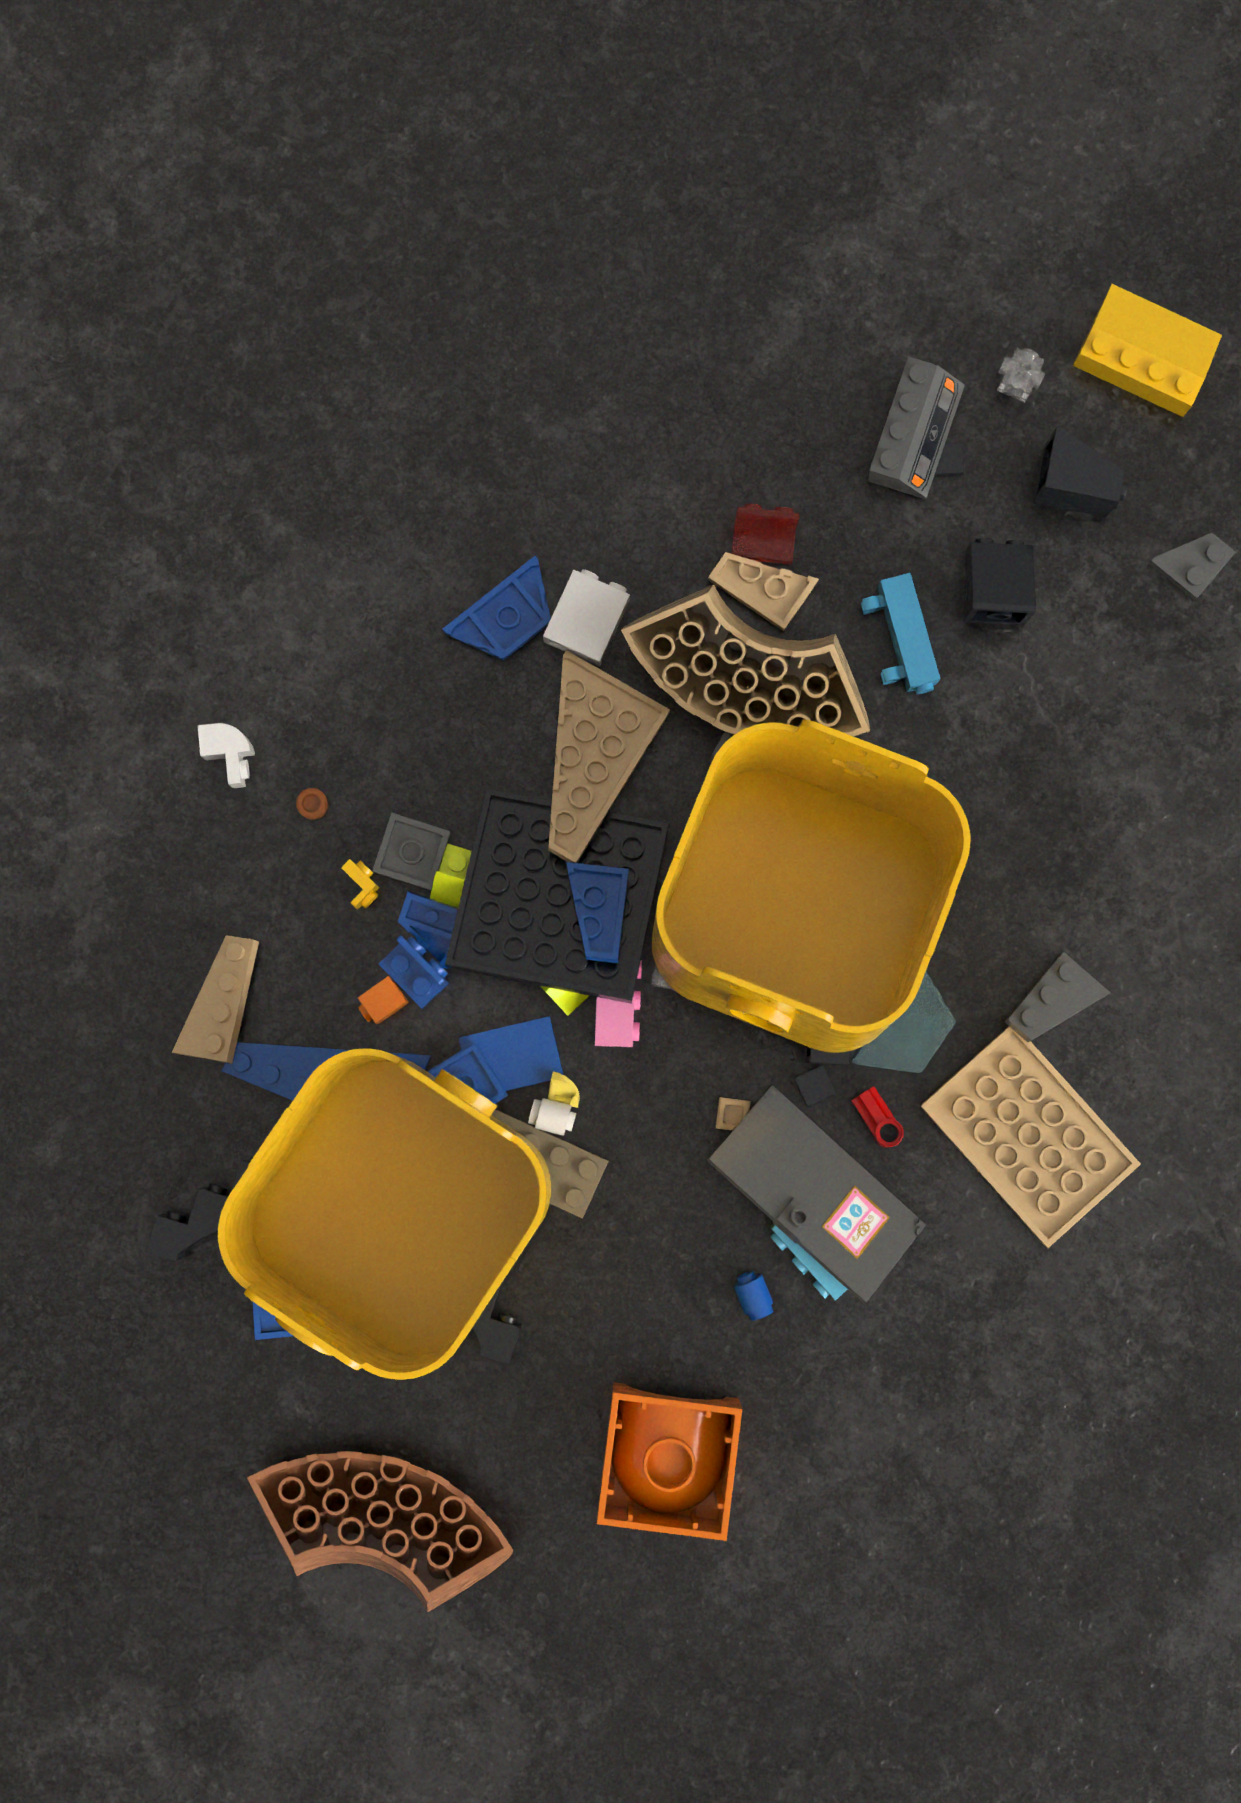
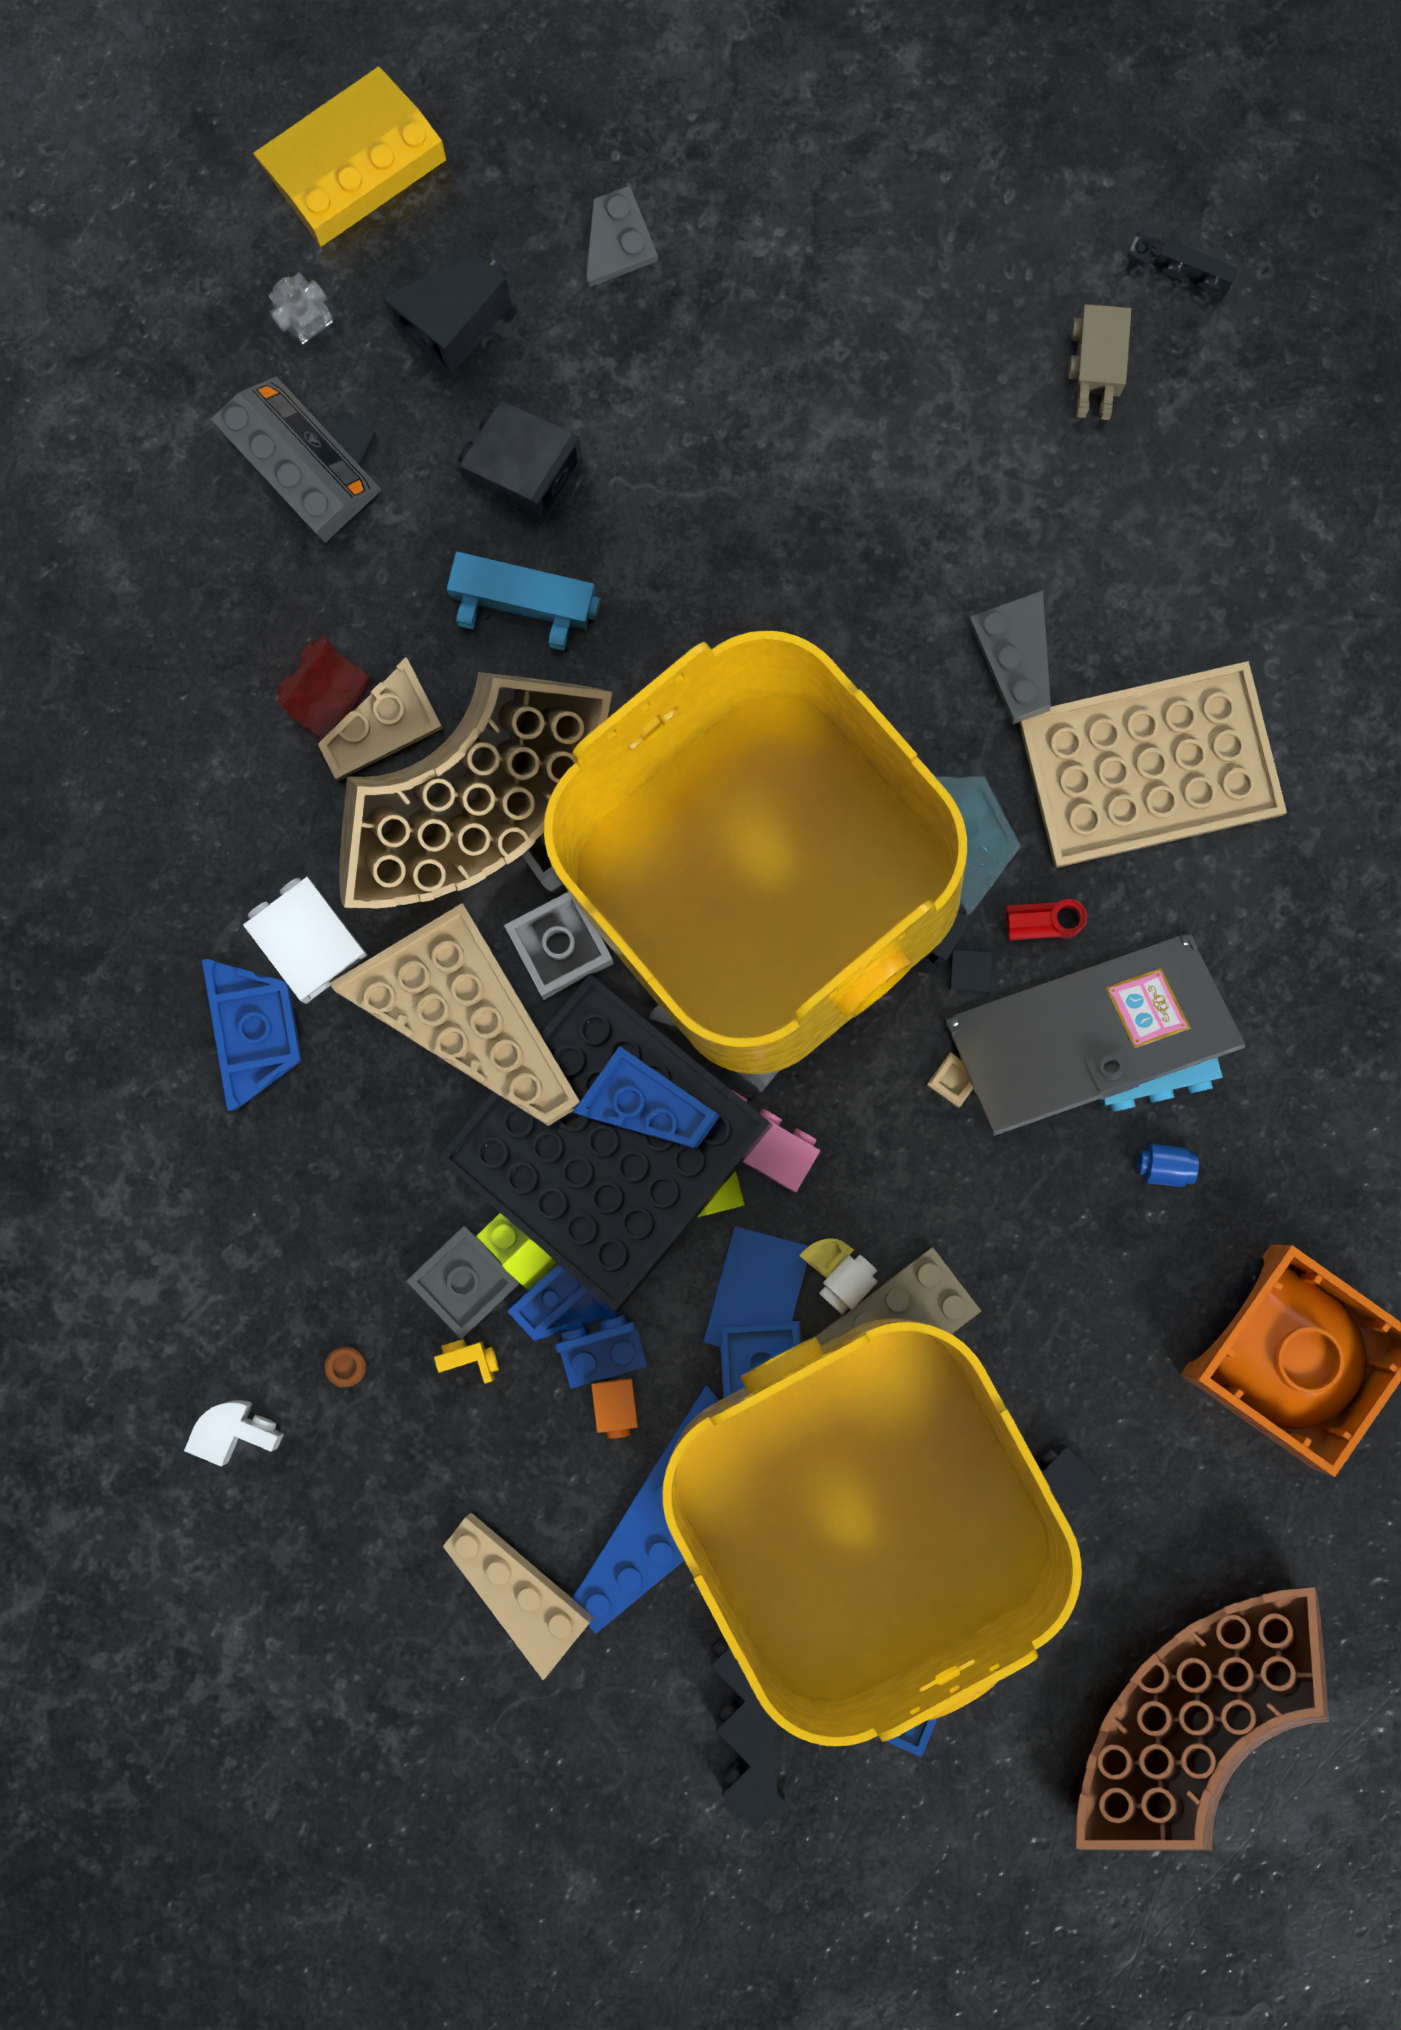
camera: 65 degrees left, 0 degrees up
(672, 789) = (558, 945): none -> light grey brick

